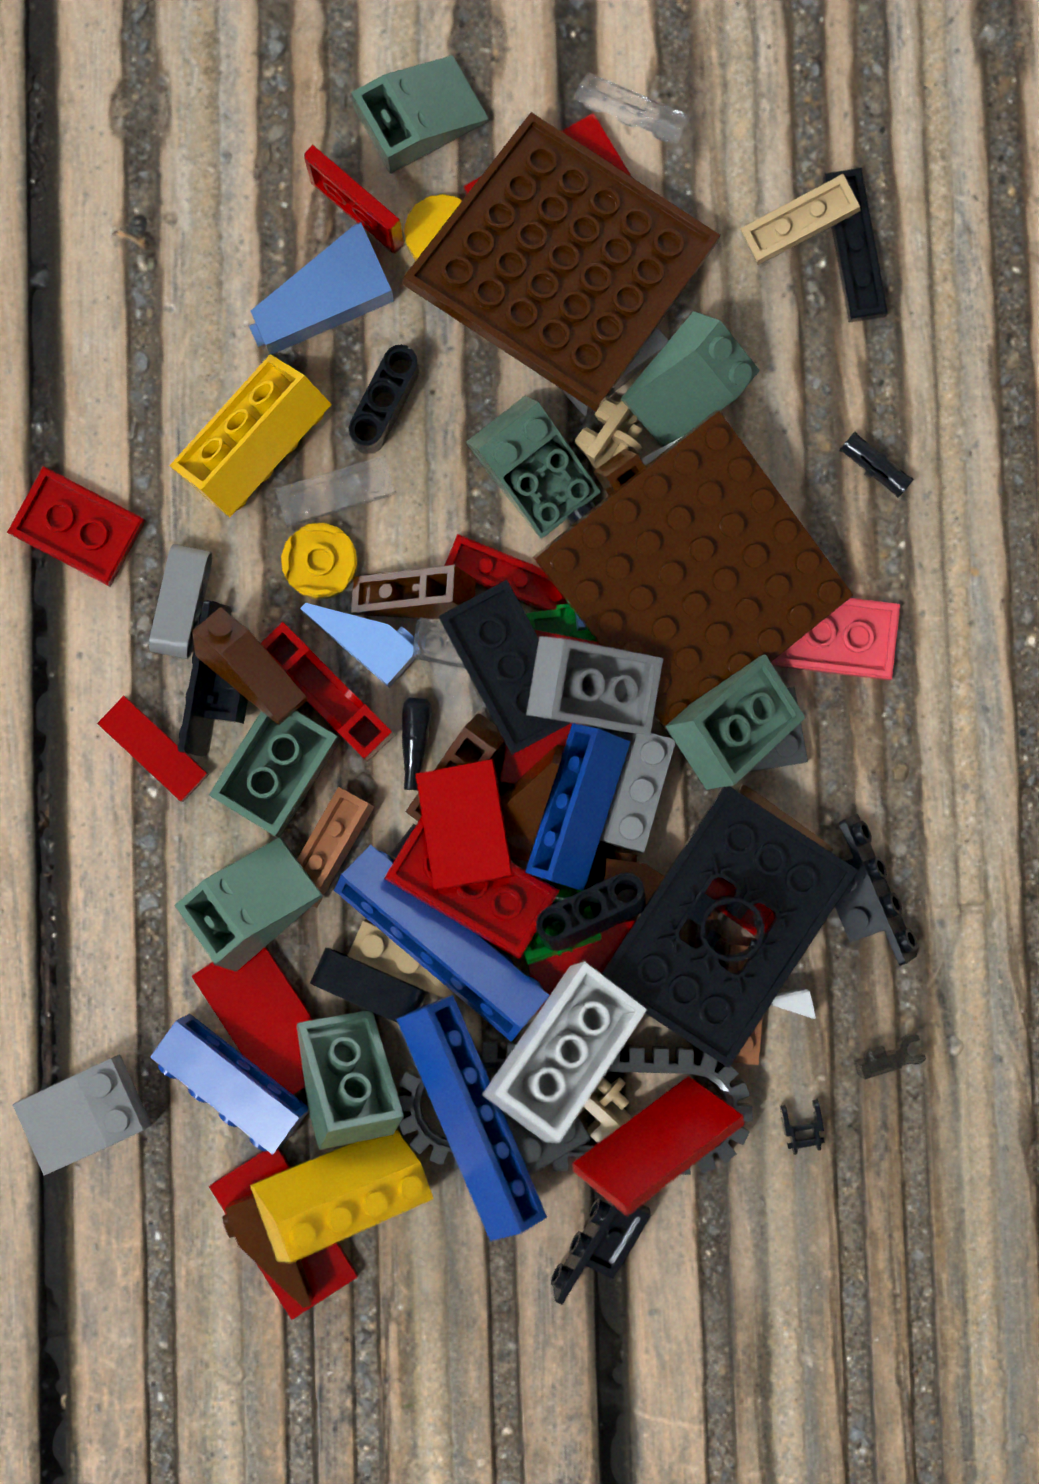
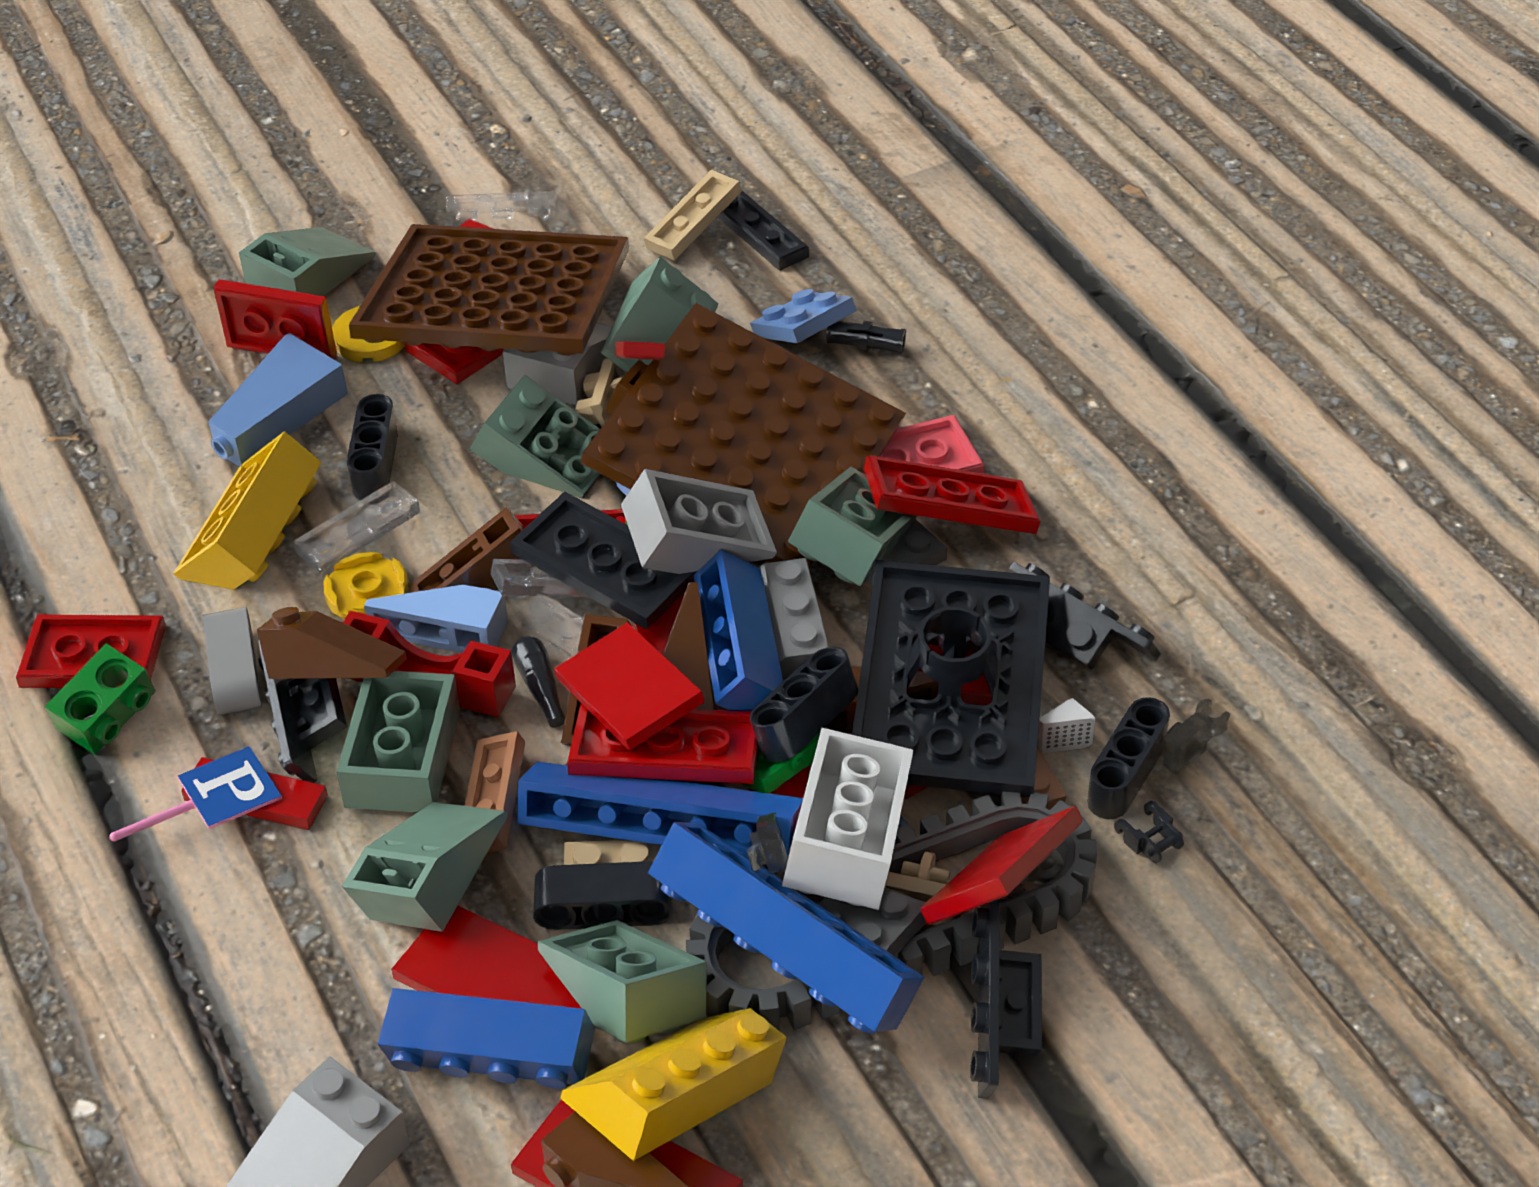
camera: 20 degrees left, 40 degrees down
(59, 595) = (94, 694): none -> green brick
(129, 742) = (218, 792): none -> blue piece
(495, 1044) = (768, 845): none -> clear smoke plate
(641, 446) = (639, 350): none -> red tile
(830, 418) = (802, 316): none -> medium blue plate
(835, 720) = (950, 494): none -> red tile
(844, 1055) = (1128, 758): none -> black beam

